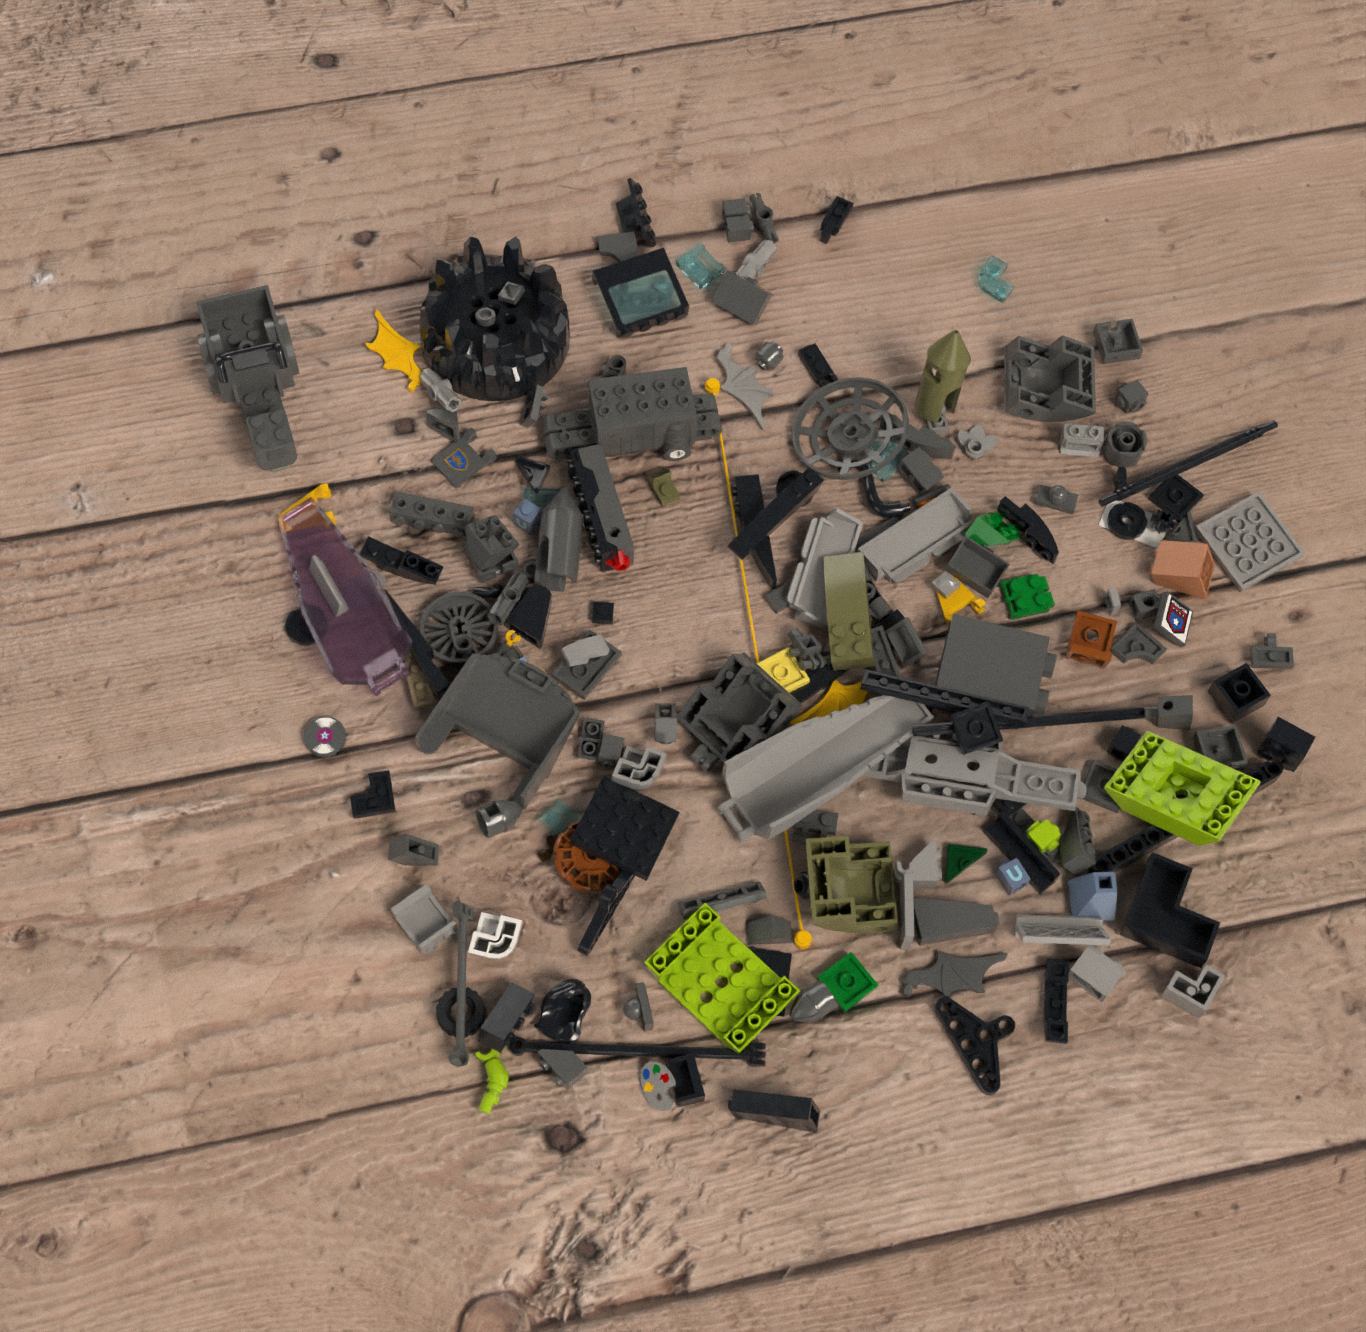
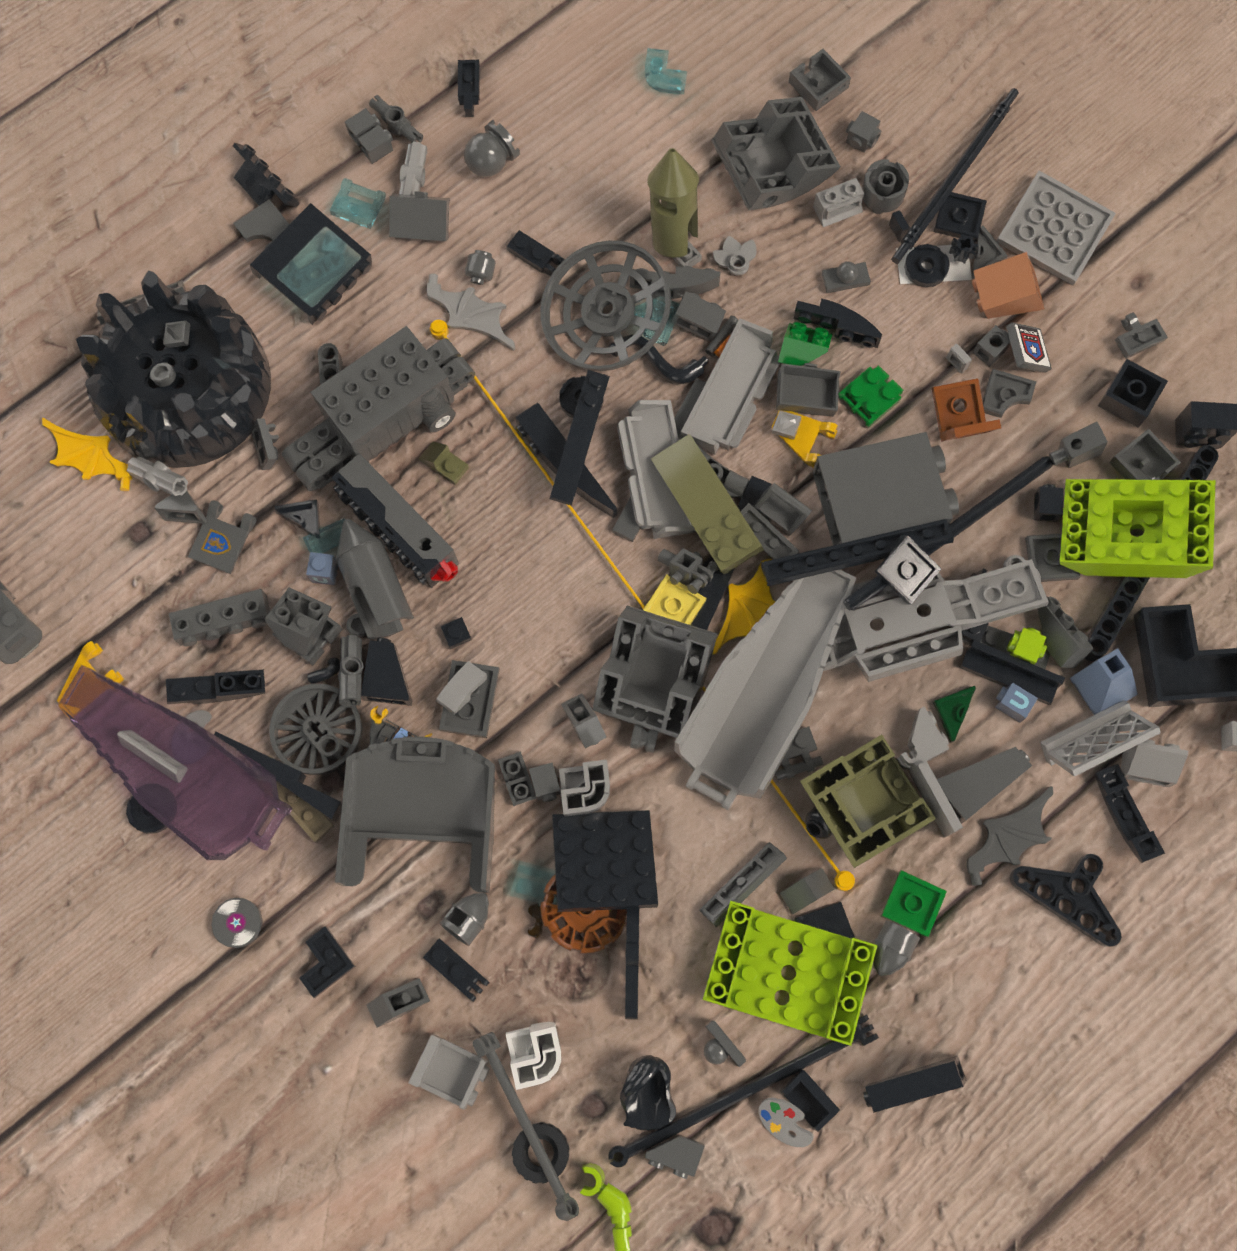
camera: 20 degrees left, 10 degrees up
(468, 851) = (455, 969): none -> black hinge
(506, 1017) = (594, 1137): black brick -> none
(822, 274) = (488, 151): none -> dark grey tile

